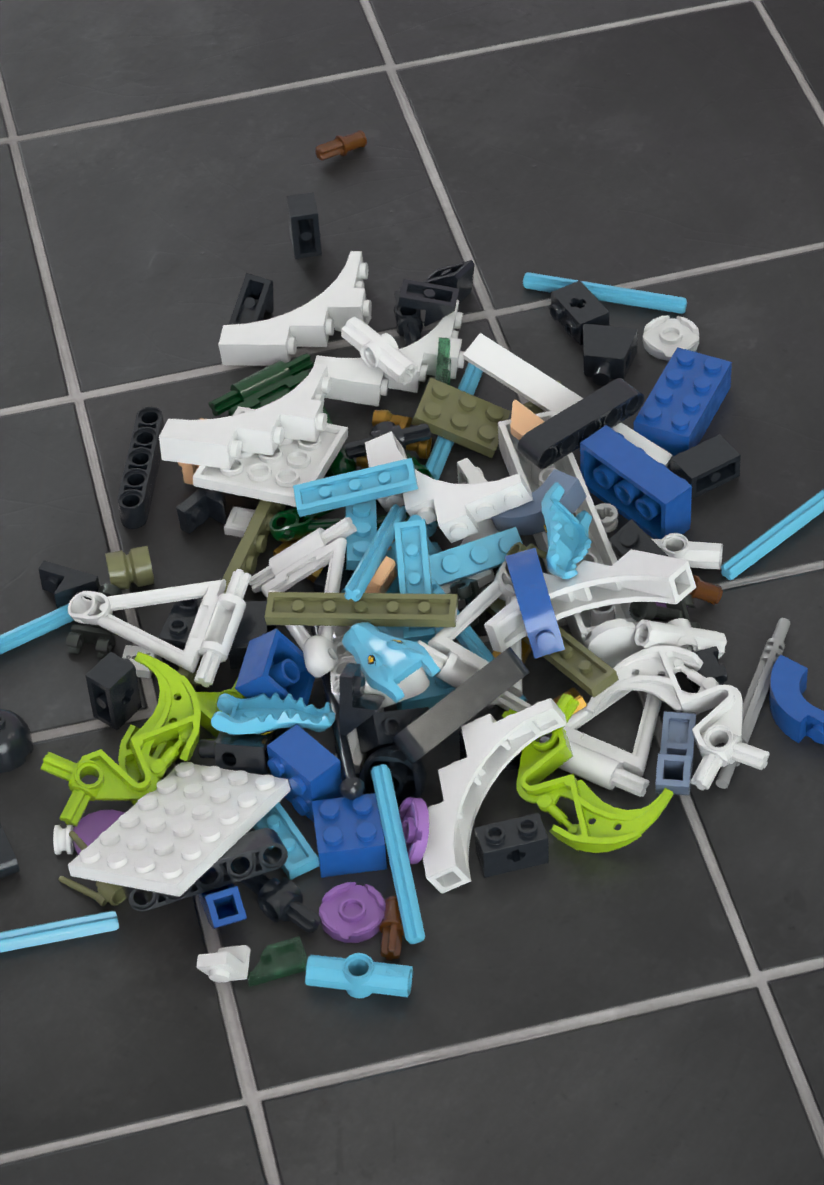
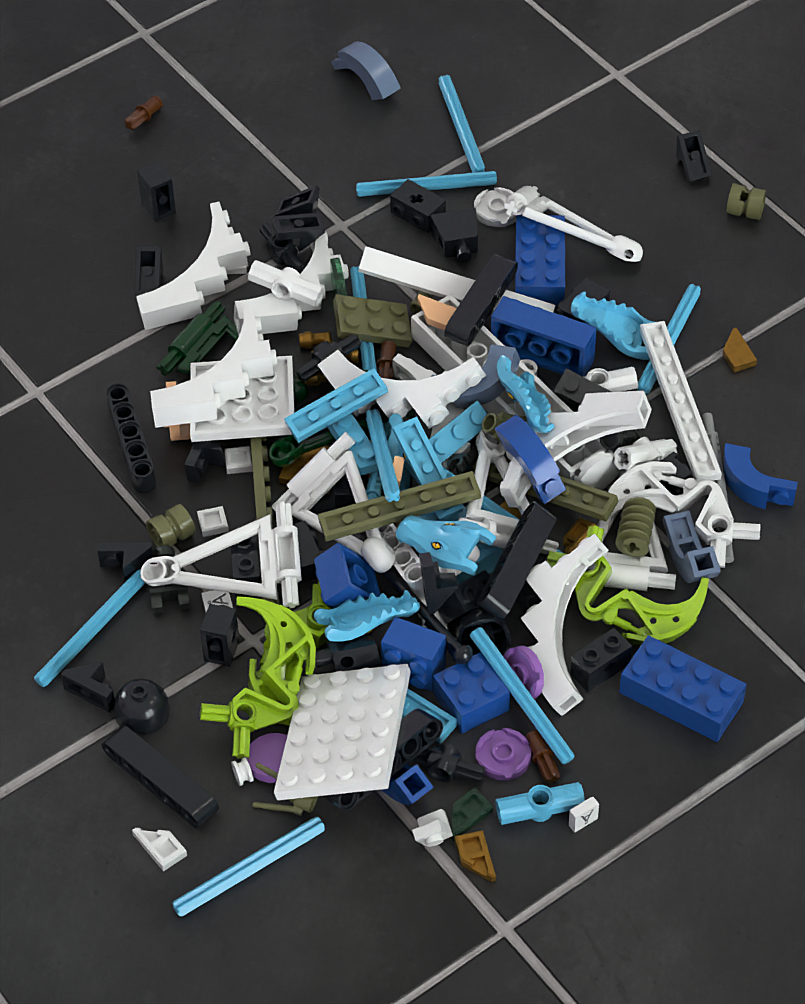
camera: 25 degrees left, 5 degrees up
(180, 574) = (212, 521): none -> white tile
(262, 1007) = (475, 854): none -> pearl gold tile
(400, 1003) = (583, 814): none -> white tile
(450, 470) = (385, 363): none -> reddish brown axle
(587, 905) = (682, 688): none -> blue brick
(603, 157) = (369, 67): none -> sand blue arch
(625, 713) = (636, 527): none -> olive piece
(678, 240) = (461, 124): none -> medium azure axle
(702, 337) = (527, 202): none -> white piece
(731, 495) = (615, 322): none -> medium azure animal
(756, 597) = (680, 402): none -> white tile

